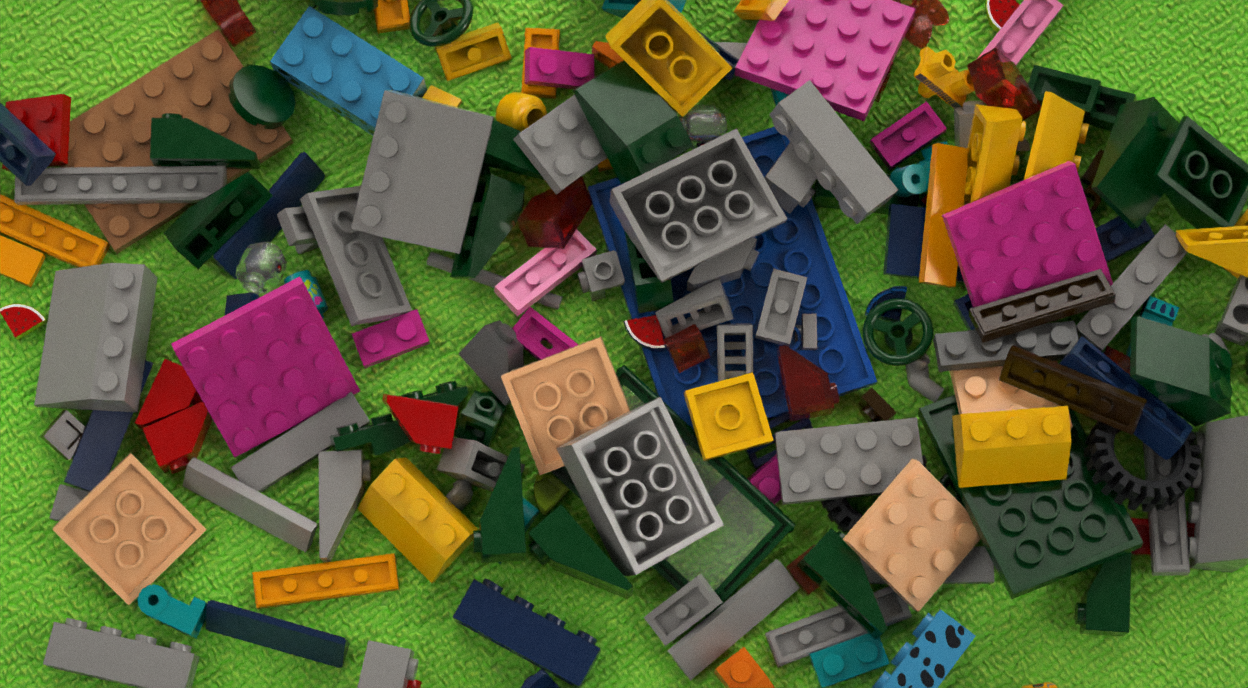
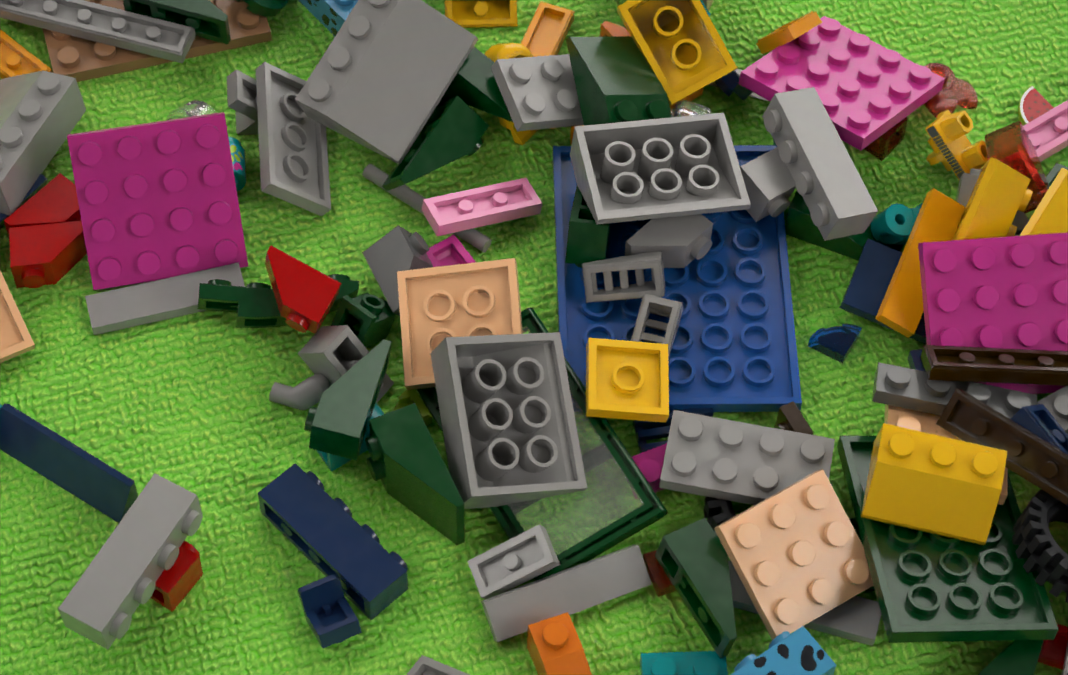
camera: 15 degrees right, 20 degrees down
(216, 218) = (169, 66): dark green slope -> none
(249, 504) = (89, 334): light grey tile -> none
(299, 179) = (212, 84): dark blue slope -> none
(325, 581) = (139, 432): light orange tile -> none
(340, 491) = (185, 353): light grey slope -> none
(390, 338) = (299, 229): dark pink plate -> none
(417, 518) = (256, 392): yellow slope -> none
(552, 218) = (510, 159): clear red slope -> none
(558, 68) = (550, 33): dark pink plate -> none
(600, 274) = (538, 218): light grey bracket -> none
(646, 332) = (566, 286): red tile -> none
(687, 348) = (605, 309): clear red plate -> none
(781, 307) = (718, 300): light grey plate -> none
(805, 386) = (721, 379): clear red slope -> none
(808, 331) = (741, 337): light grey plate -> none
(829, 628) = (629, 636): light grey tile -> none
(900, 344) = (838, 365): dark green piece -> none
(908, 135) = (904, 187): dark pink plate -> none
(919, 379) = (850, 411): light grey arm -> none

